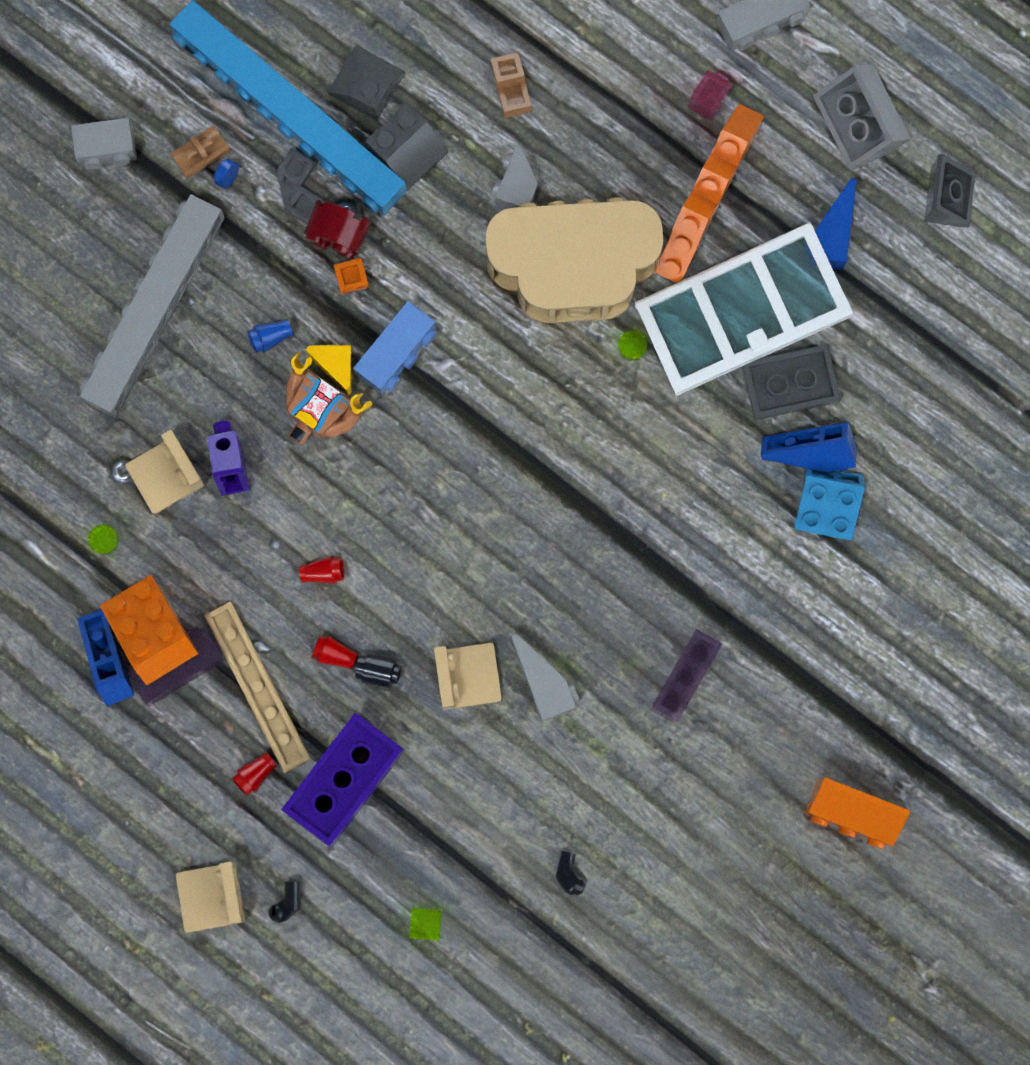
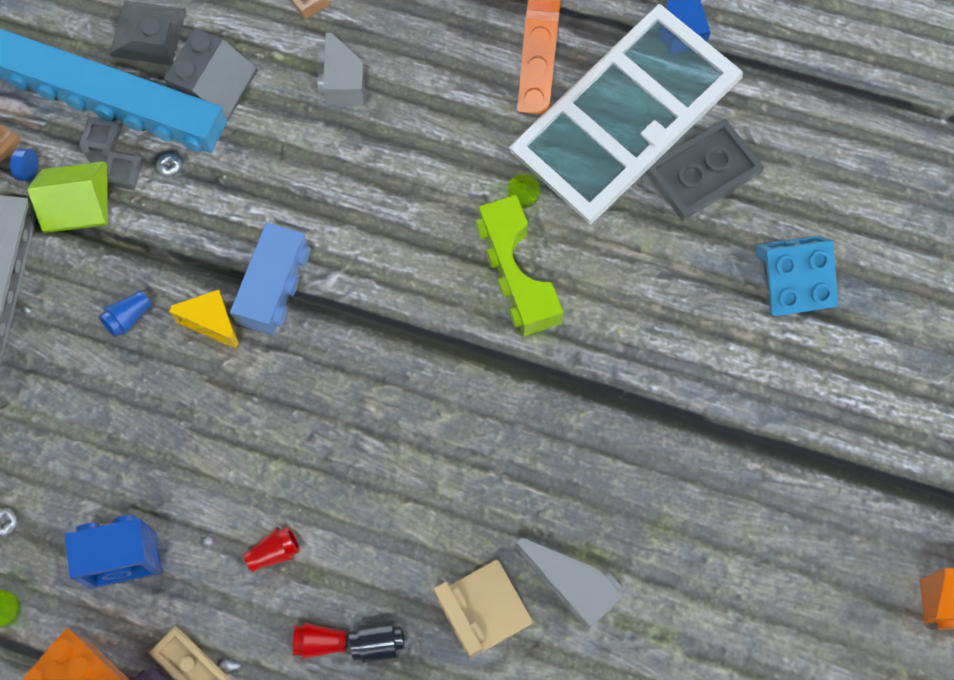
camera: 20 degrees left, 10 degrees down
(164, 474) = (50, 505): tan bracket -> none
(202, 529) = (112, 552): none -> blue brick
(227, 459) = (119, 464): dark purple torso -> none
(256, 216) = (70, 197): none -> lime slope
(318, 405) = (205, 367): torso -> none
(337, 228) = (162, 176): dark red brick -> none
(351, 276) = (196, 222): orange plate -> none
(574, 257) = (427, 119): tan brick -> none
(600, 447) = (533, 302): none -> lime arch
(686, 676) = (731, 516): clear purple brick -> none
(816, 448) = (761, 223): blue slope -> none

